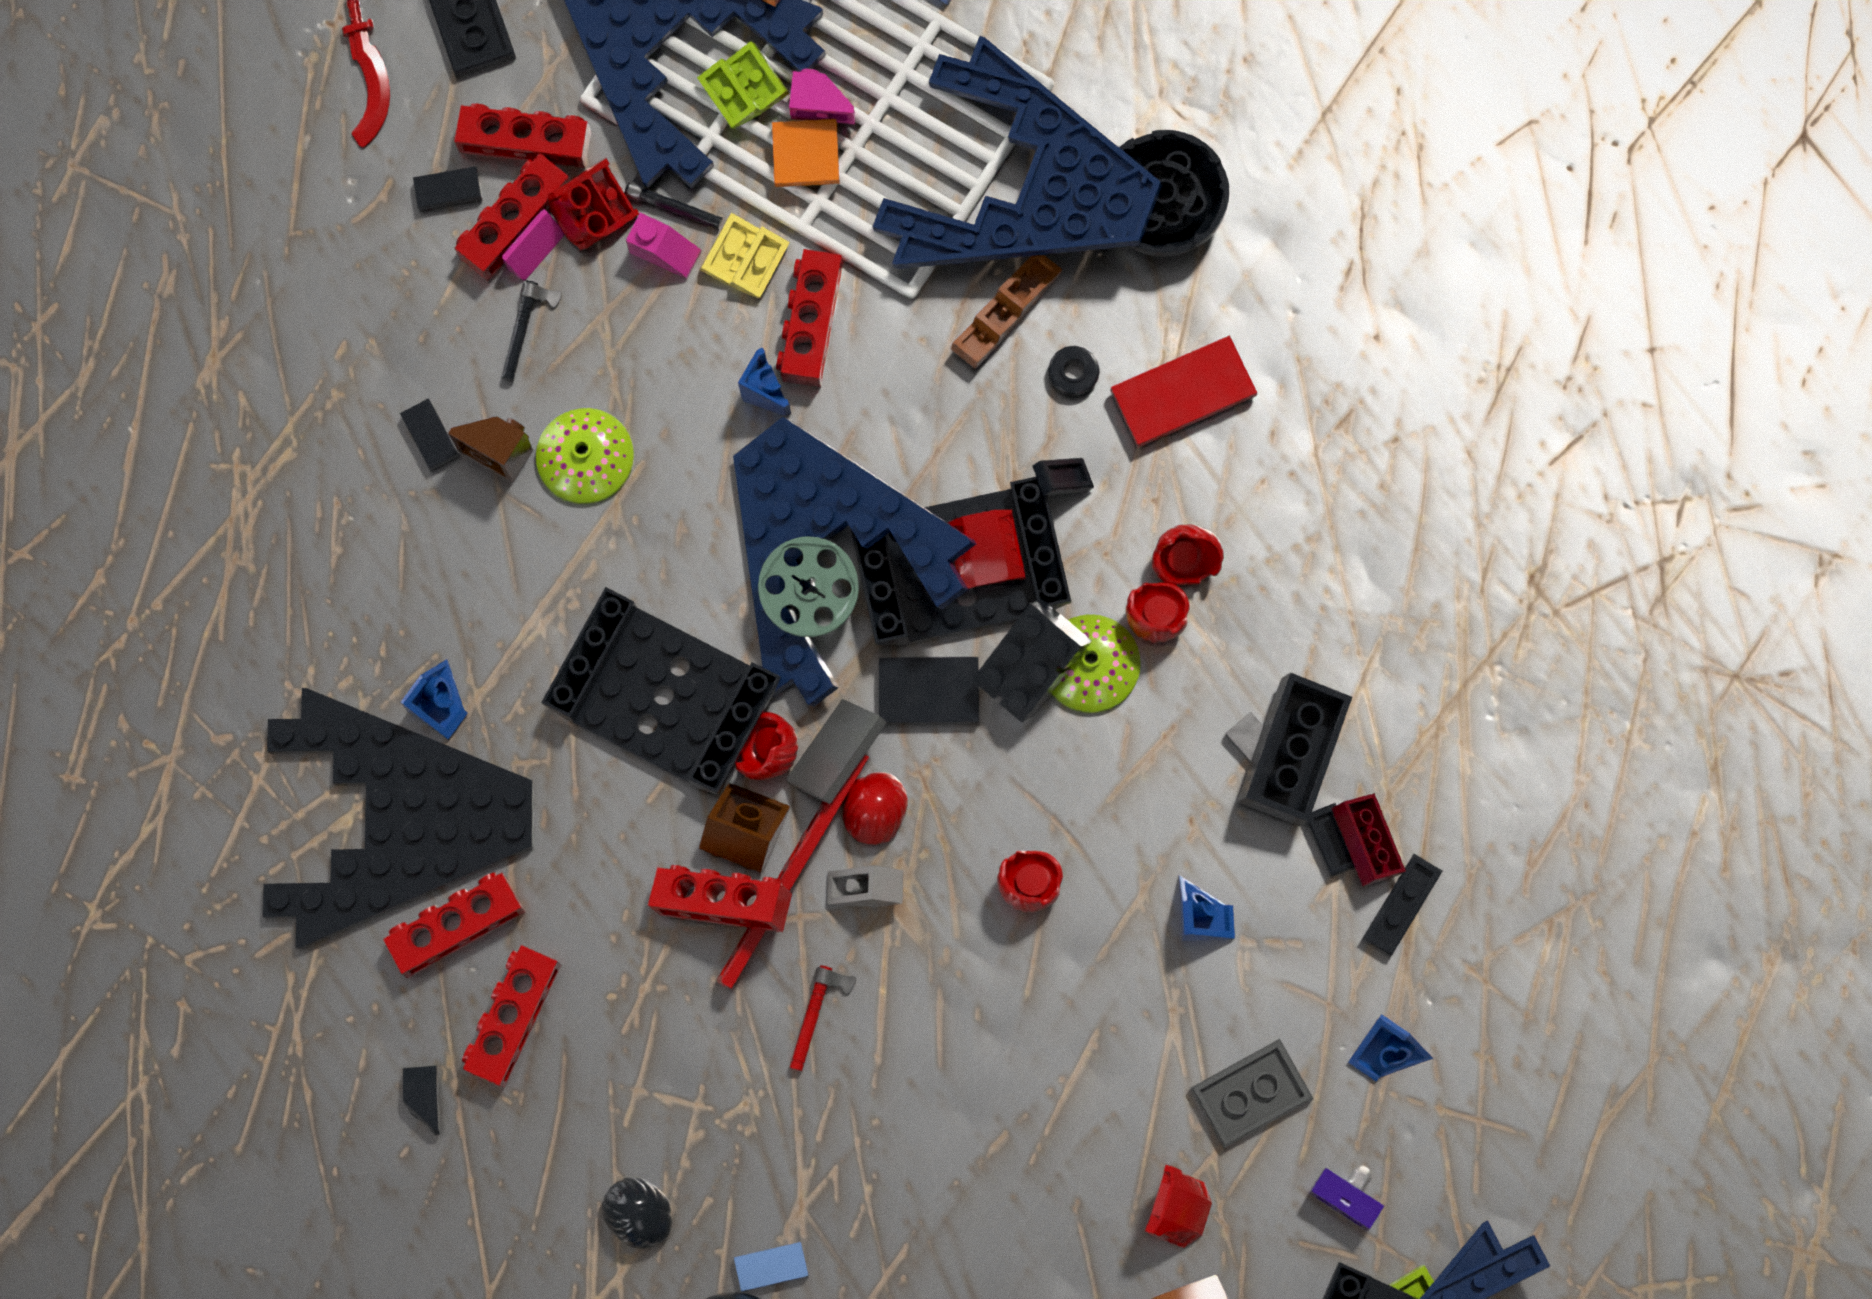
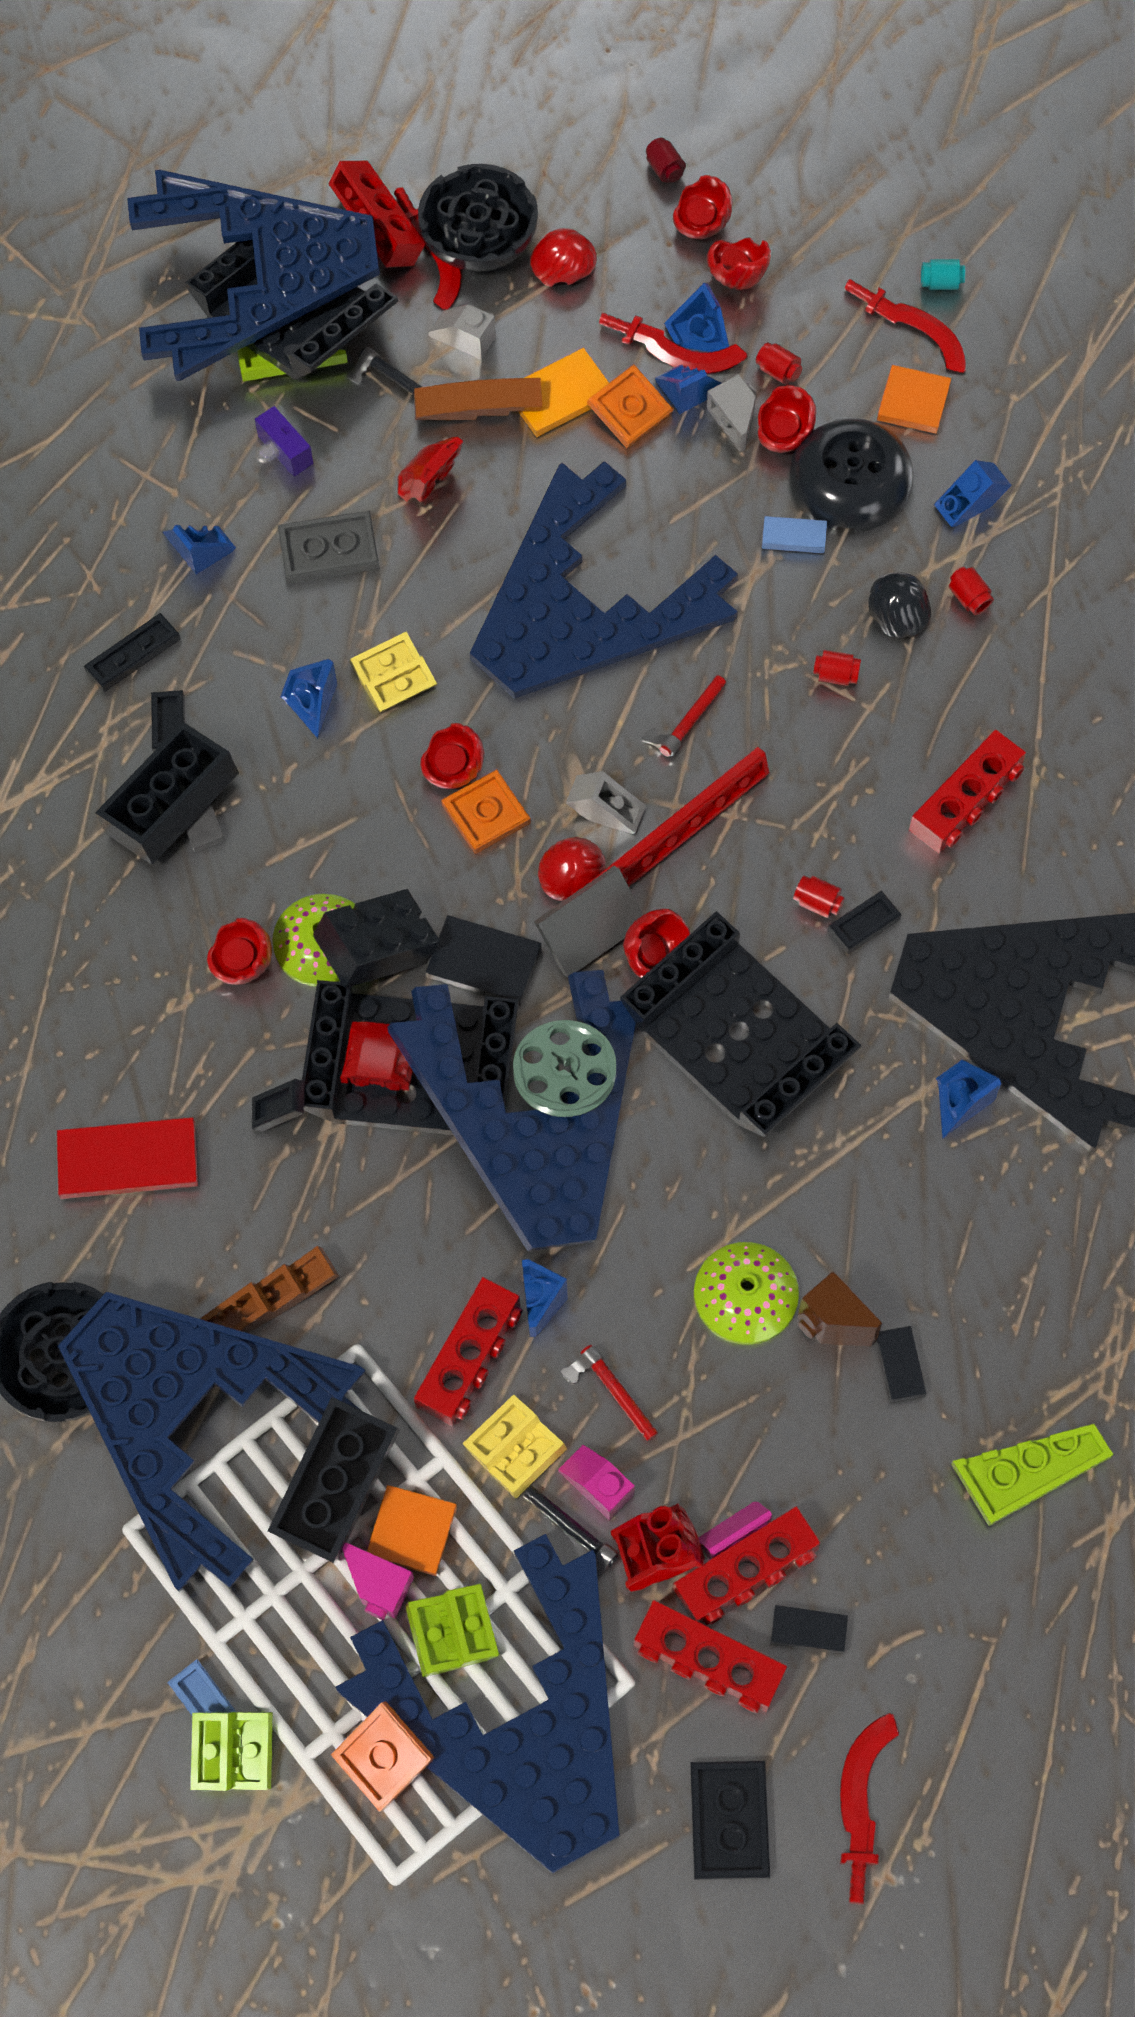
camera: 165 degrees left, 10 degrees down
(295, 374) = (1021, 1474): none -> lime wing
(421, 1095) = (1068, 754): black slope -> none
(503, 909) = (1047, 867): red brick -> none
(529, 294) = (754, 1479): black piece -> none
(567, 1254) = (971, 590): none -> red brick
(577, 849) = (864, 922): none -> black tile
(627, 855) = (819, 896): none -> red brick
(679, 1115) = (837, 668): none -> red brick
(701, 350) = (593, 1359): none -> red piece
(744, 827) = (699, 885): reddish brown slope -> none
(766, 912) = (735, 802): red brick -> none
(880, 157) = (333, 1480): none -> black brick
(980, 845) = (486, 811): none -> orange tile
(993, 1070) = (550, 631): none -> dark blue wing
(1076, 355) = (222, 1200): black piece -> none
(1129, 967) = (392, 672): none -> light yellow slope
(1187, 555) = (190, 998): red piece -> none
(1368, 839) = (136, 704): dark red piece -> none

